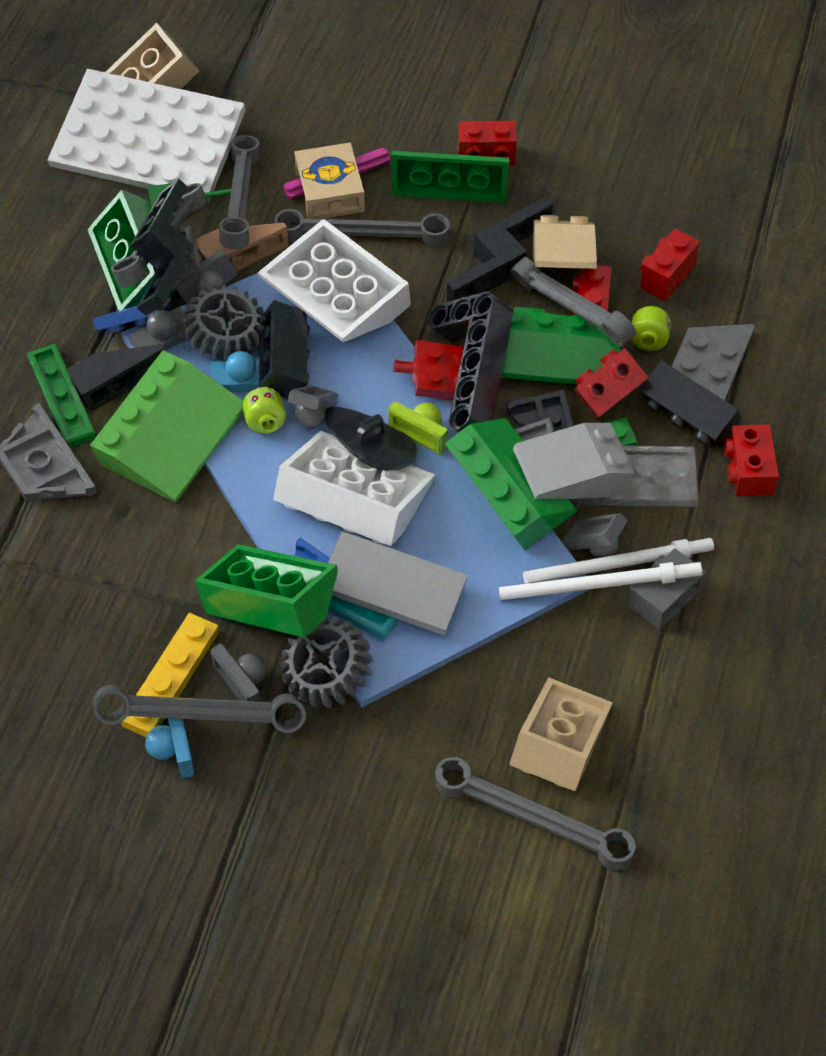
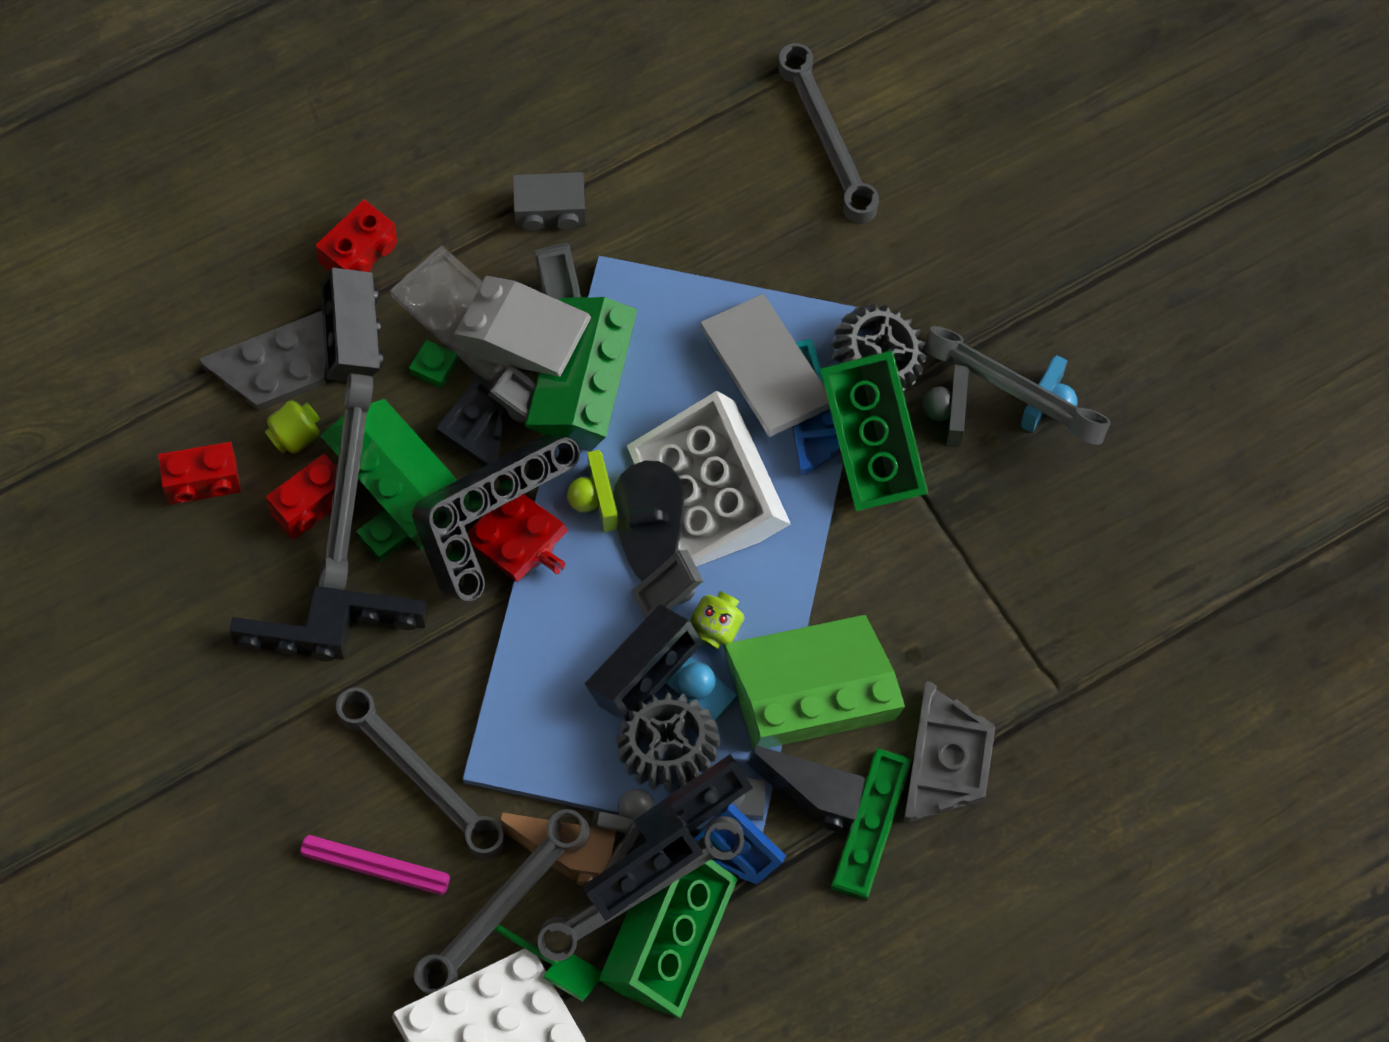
camera: 140 degrees left, 10 degrees up
(175, 667) = (1002, 461): yellow plate -> none
(330, 181) = (394, 852): tan panel -> none
(338, 283) = (531, 690): white slope -> none
(449, 176) = (277, 749): green slope -> none
(488, 139) = (202, 759): red brick -> none
(560, 734) = (748, 163): tan slope -> none
(564, 242) = (283, 550): tan slope -> none
(610, 382) = (402, 390): red brick -> none
(617, 561) = (501, 227): white bar -> none
(665, 573) = (551, 190): white bar -> none

